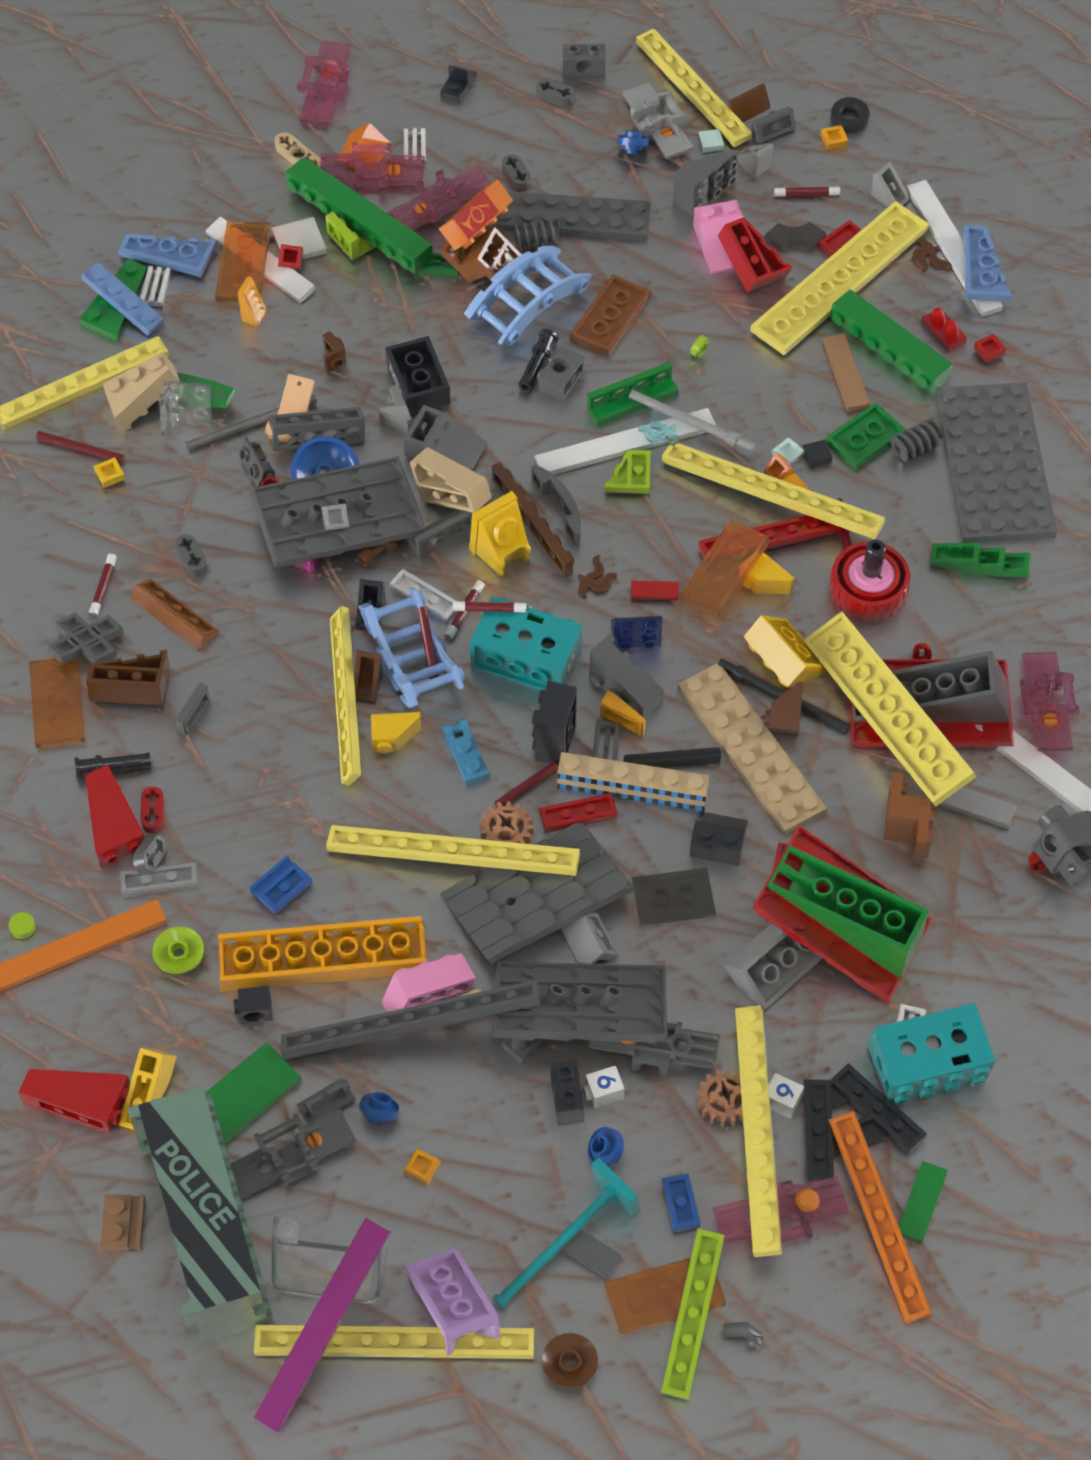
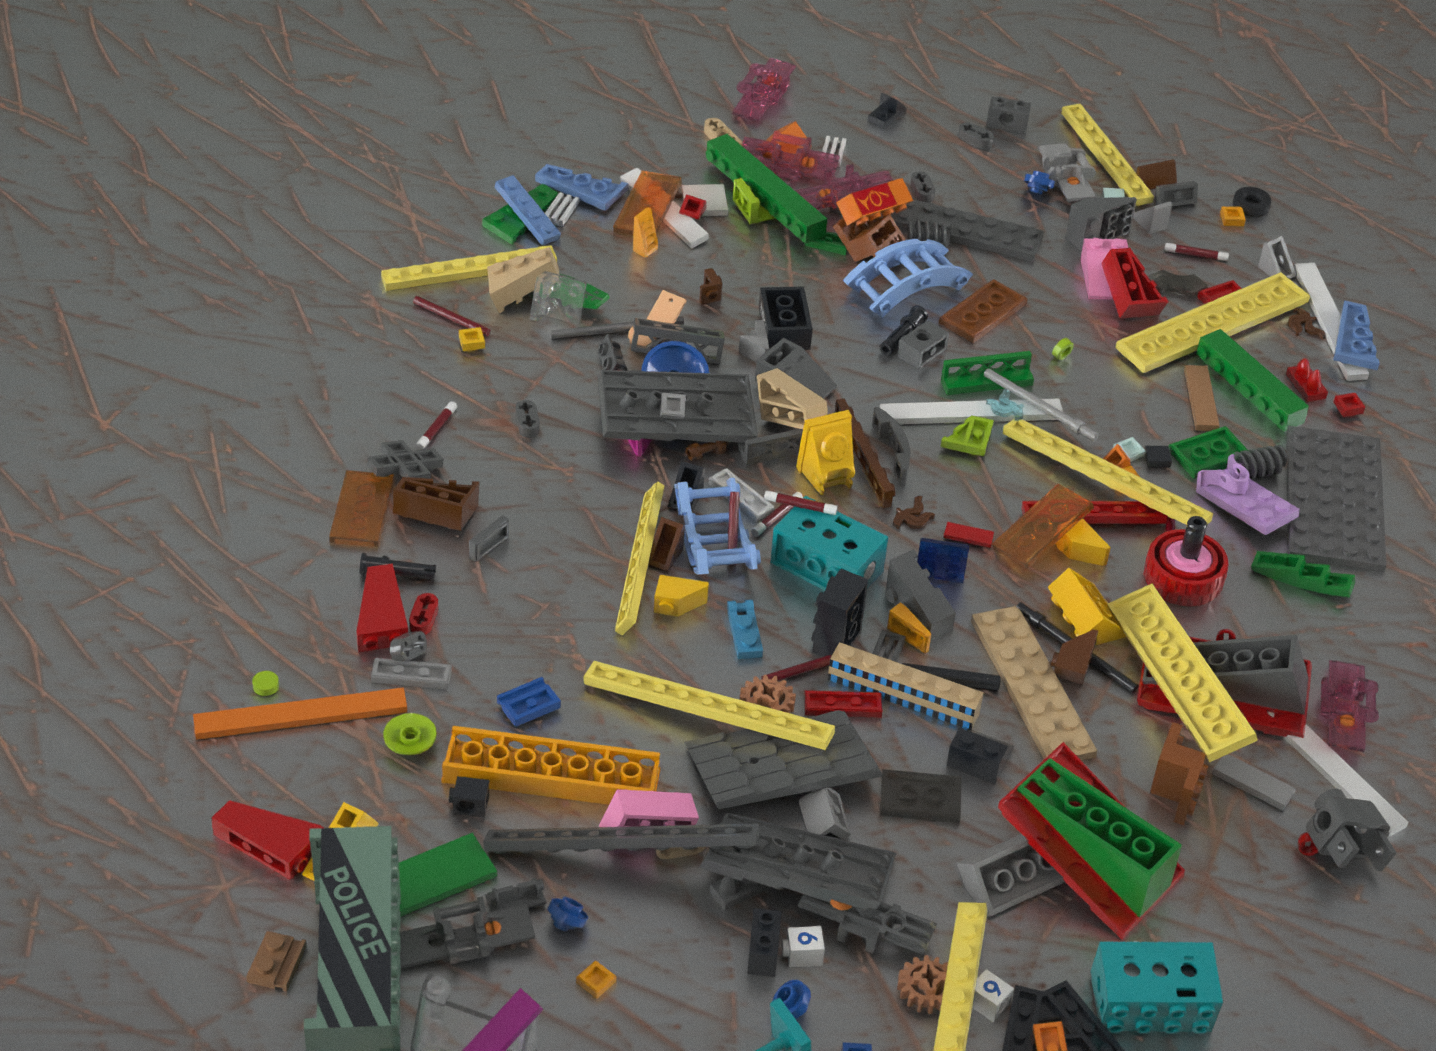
camera: 10 degrees right, 15 degrees down
(173, 614) = (496, 461): dark orange slope -> none
(911, 486) = (1245, 497): none -> lavender plate

